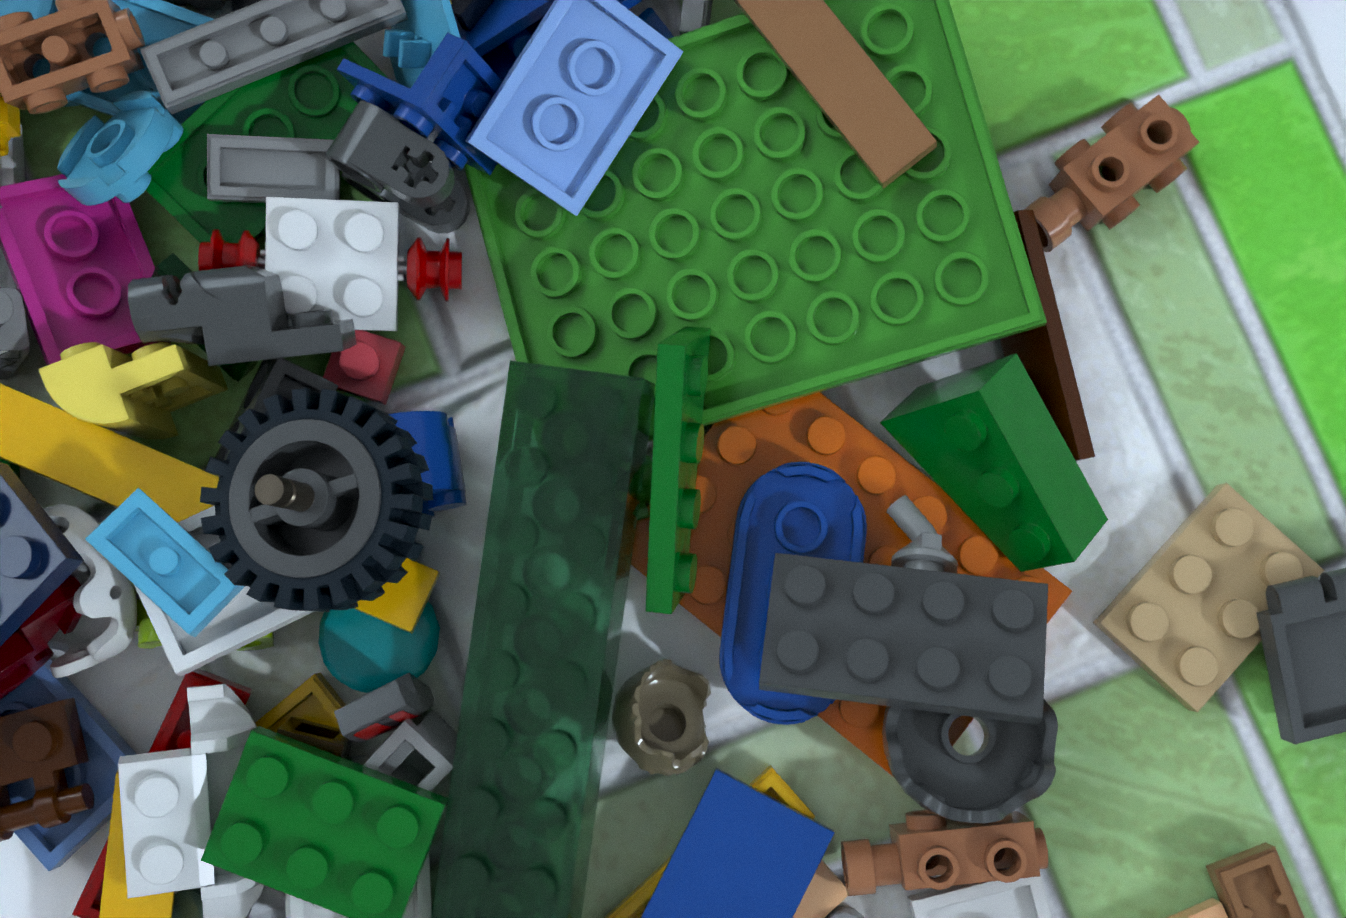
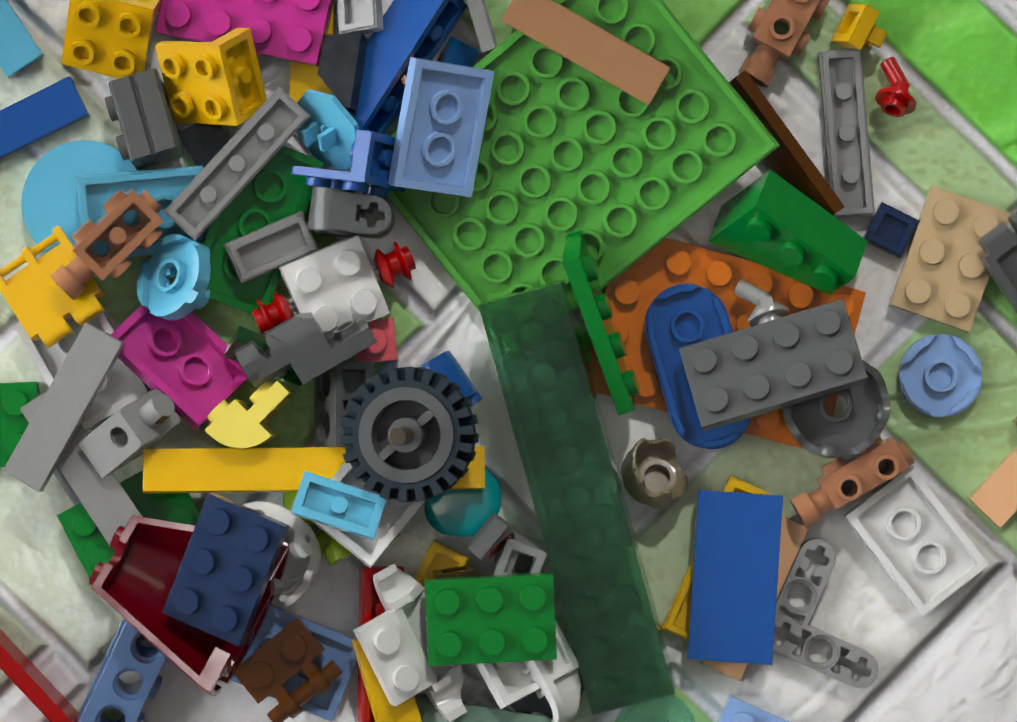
camera: 30 degrees left, 5 degrees up
(1128, 755) = (940, 375): none -> light blue tile
(1135, 357) = (846, 131): none -> light grey tile
(1141, 520) = (890, 230): none -> dark blue tile
(1212, 224) = (858, 28): none -> yellow tile
(1227, 339) = (895, 99): none -> red plate

